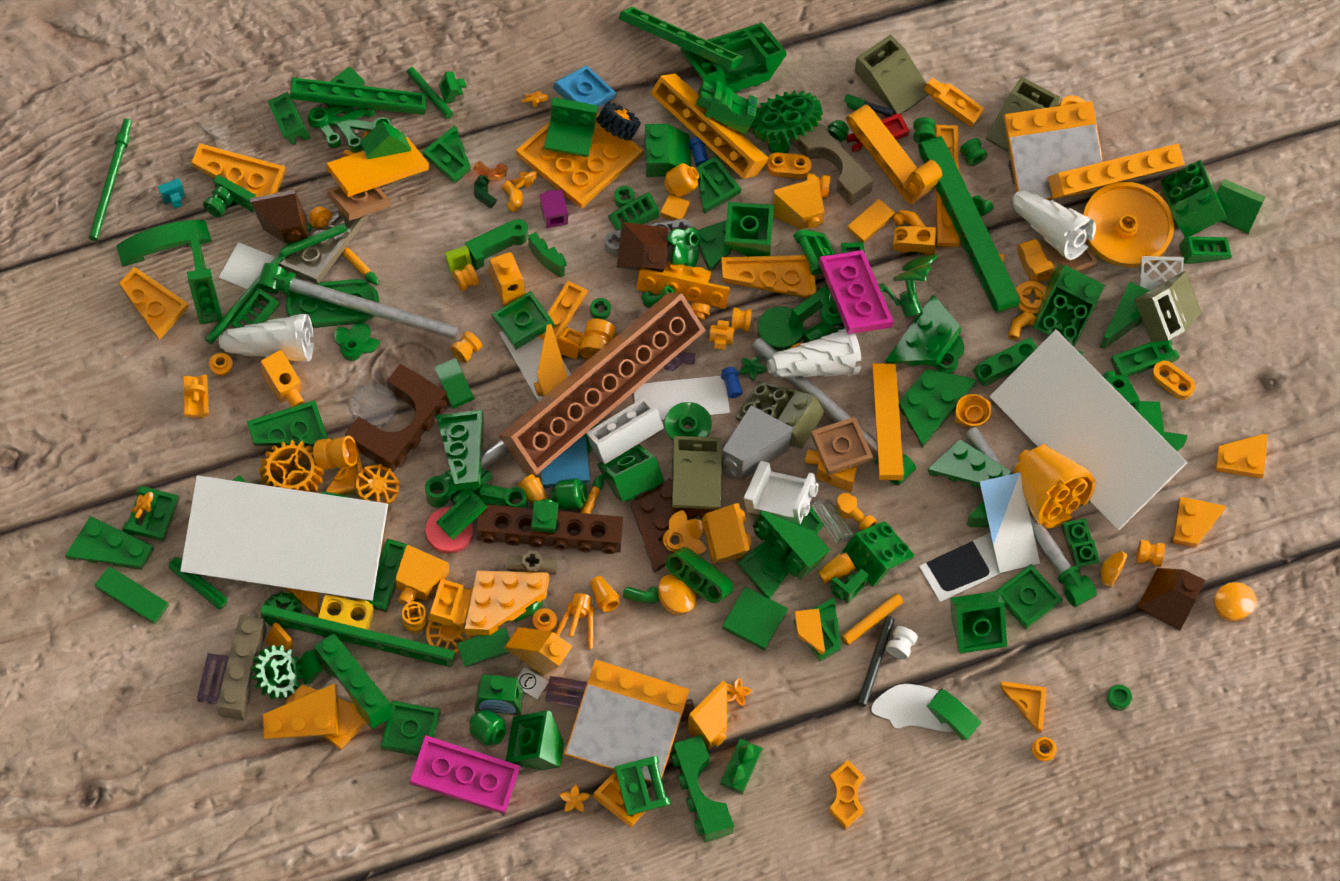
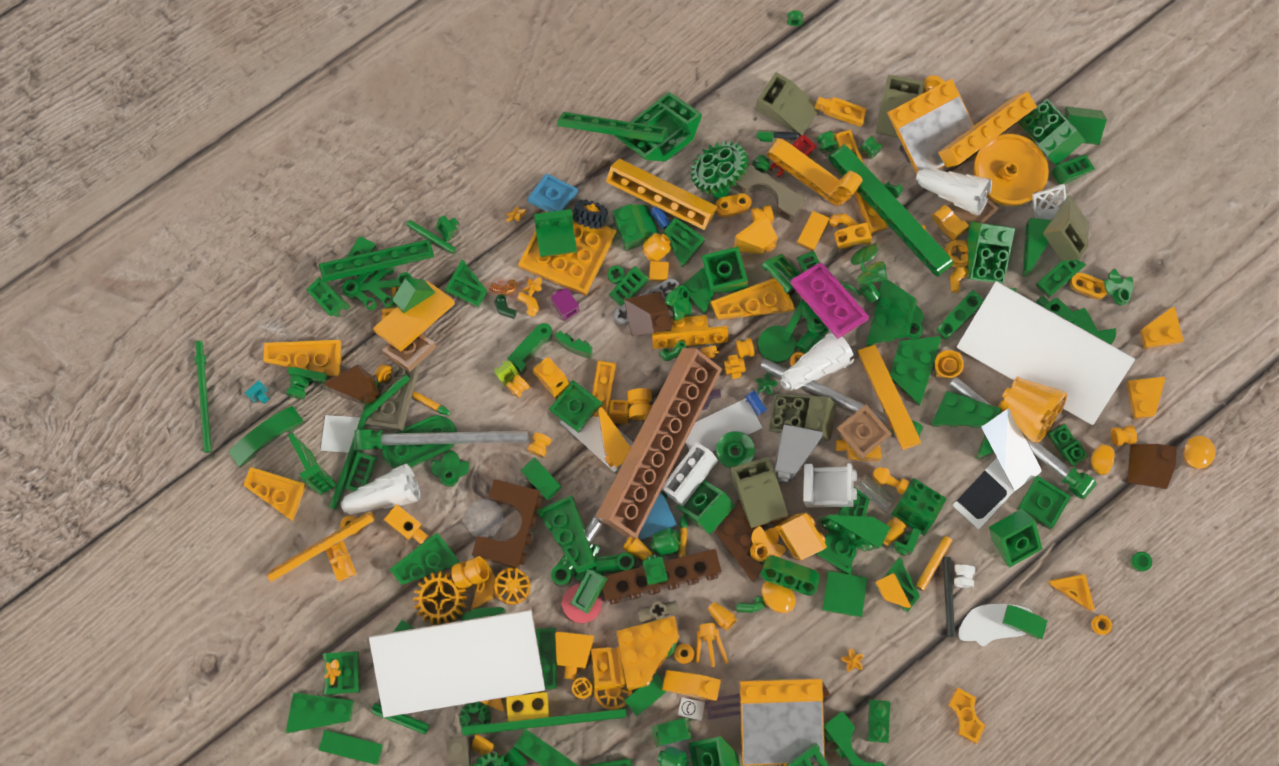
camera: 15 degrees left, 10 degrees up
(180, 371) = (321, 545): none -> light orange tile
(607, 306) = (627, 379): green bush -> none
(711, 717) = (844, 693): light orange slope -> none
(727, 106) = (671, 174): green hips -> none
(1206, 389) = (1119, 288): none -> green plate

